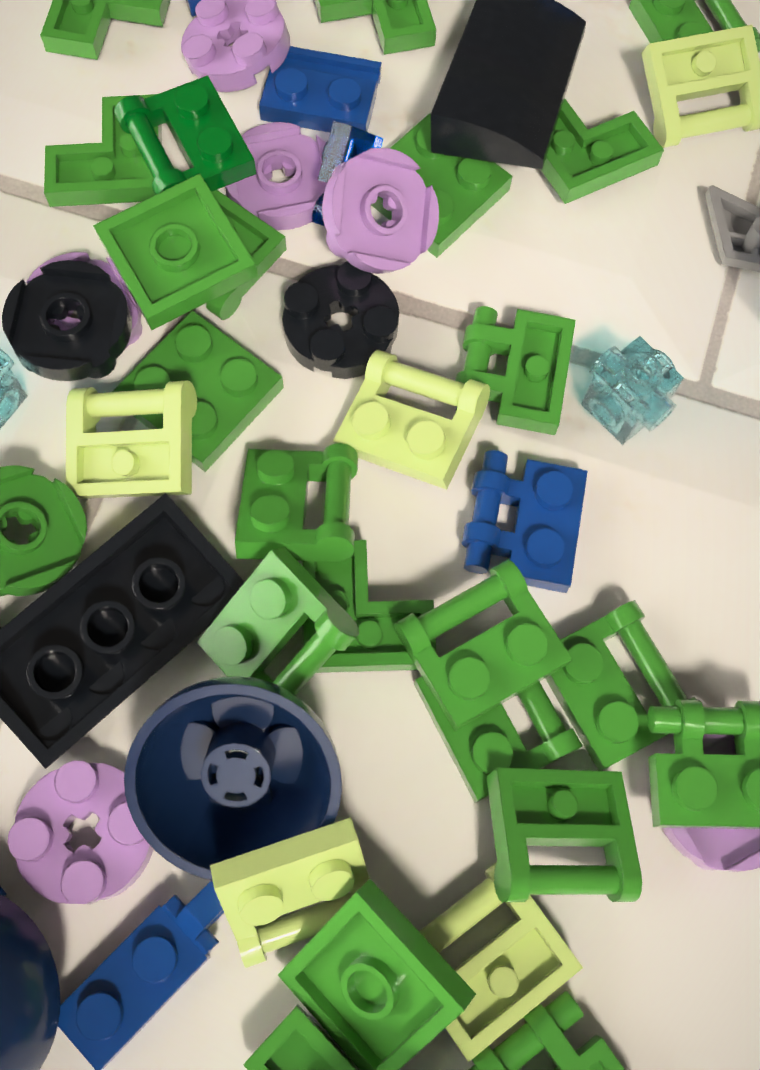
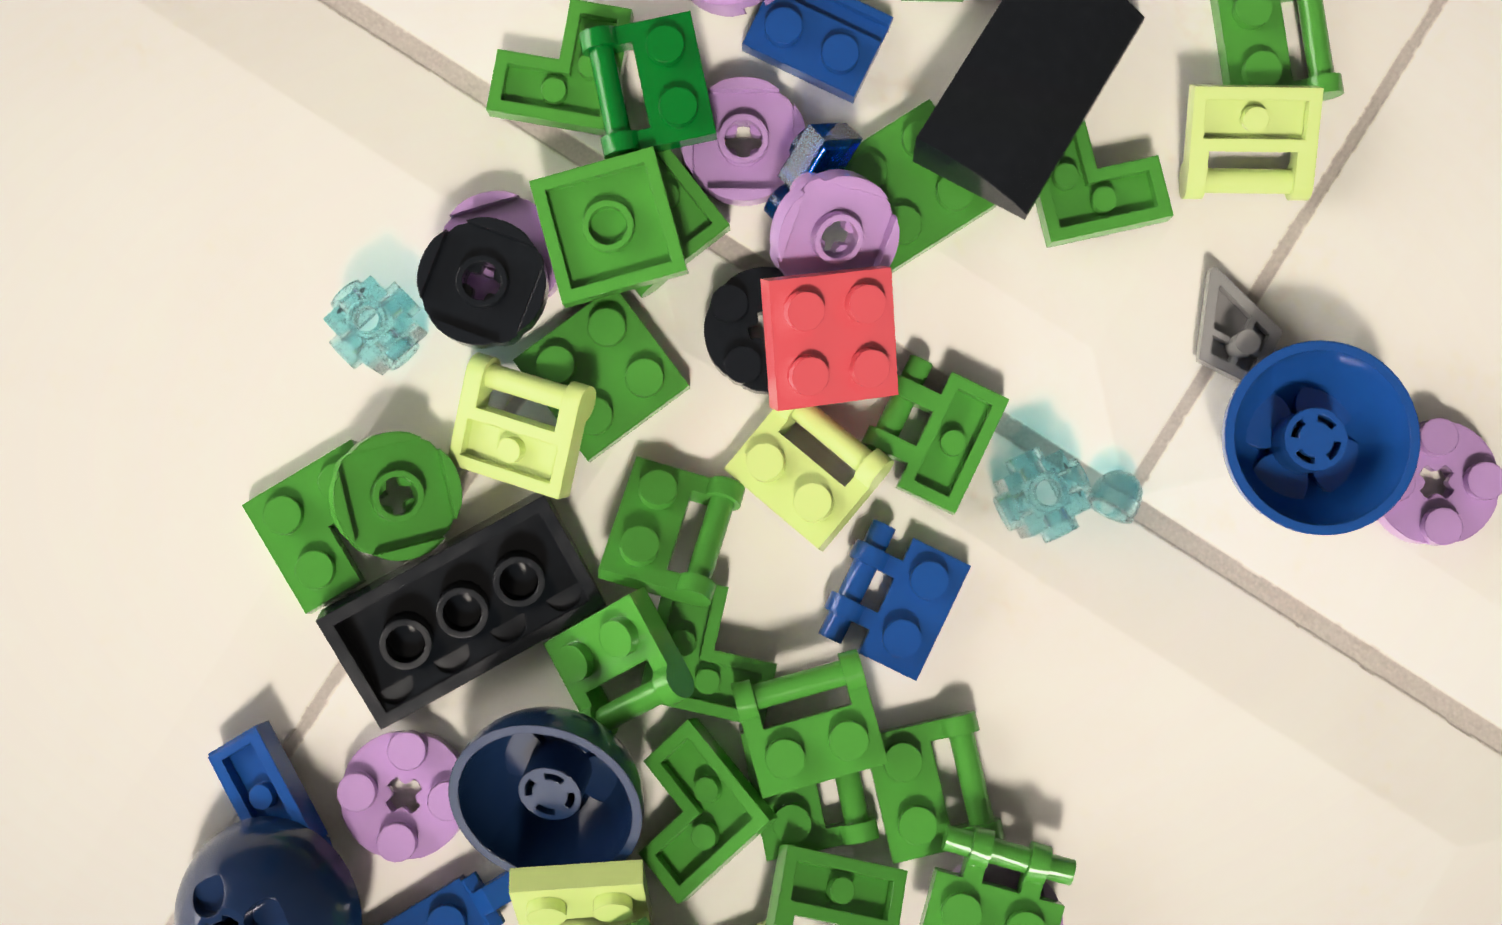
camera: 20 degrees right, 15 degrees up
(399, 293) = (829, 337): none -> coral plate
(415, 761) = (718, 809): none -> bright green plate
(700, 384) = (1116, 496): none -> clear light blue hinge

